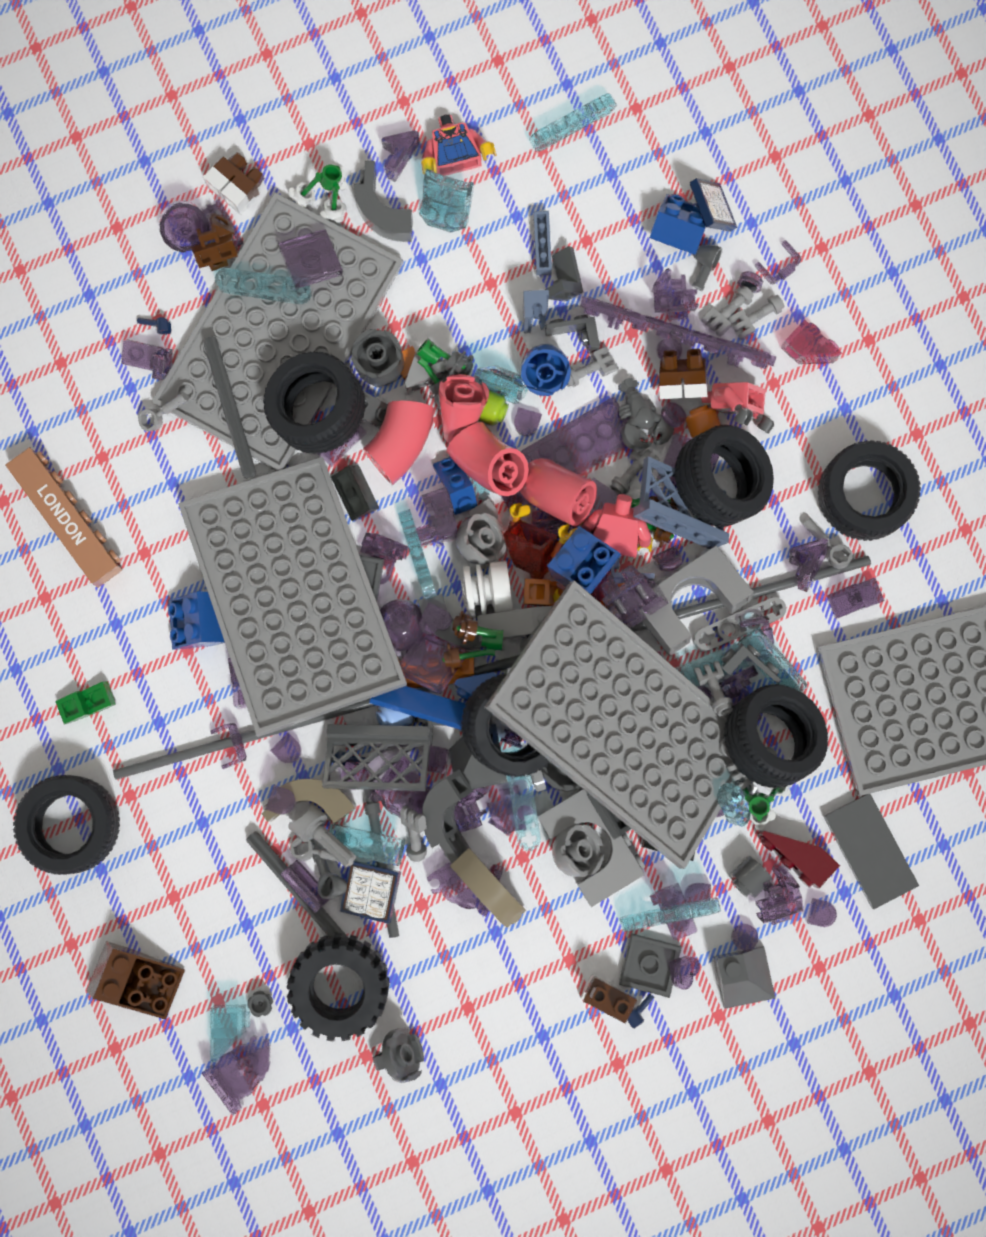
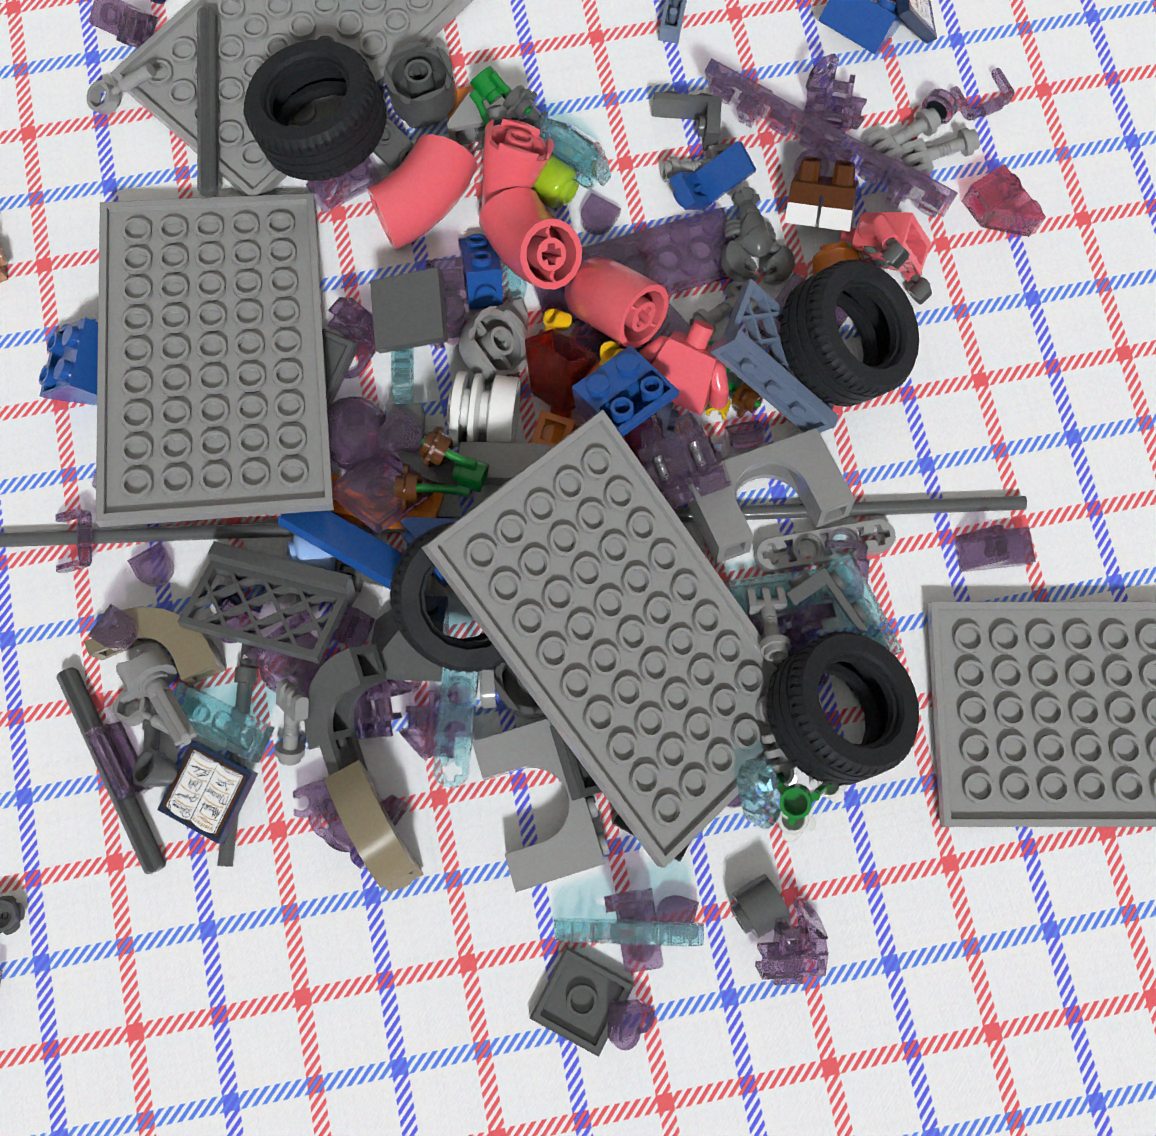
camera: 10 degrees right, 5 degrees down
(330, 1020) = (66, 931): black tyre -> none
(354, 492) = (345, 250): pearl dark grey slope -> none
(400, 1056) = (179, 1044): dark grey tile -> none
(419, 534) = (408, 310): none -> dark grey tile
(512, 739) = (466, 624): clear purple bush -> none
(534, 307) = (645, 68): sand blue hinge -> none
(545, 370) = (639, 148): blue cylinder -> none
(568, 276) = (694, 53): dark grey bracket -> none
(578, 851) = (517, 805): light grey cylinder -> none
(602, 379) = (714, 179): none -> blue bracket
(608, 999) = (506, 1037): reddish brown hips -> none
(635, 1018) = (539, 1073): dark blue hand -> none
(673, 414) = (798, 248): clear purple tile -> none
(708, 257) = (892, 65): dark grey bar -> none
(744, 936) = (730, 993): clear purple tile -> none
(744, 977) = (715, 1053): dark grey slope -> none
(809, 560) = (940, 480): clear purple slope -> none
(809, 860) = (850, 903): dark red slope -> none
(811, 526) = (969, 460): light grey piece -> none
(821, 913) = (851, 986): clear purple tile -> none
(871, 851) = (943, 913): dark grey tile -> none
(895, 467) = (1079, 371): black tyre -> none

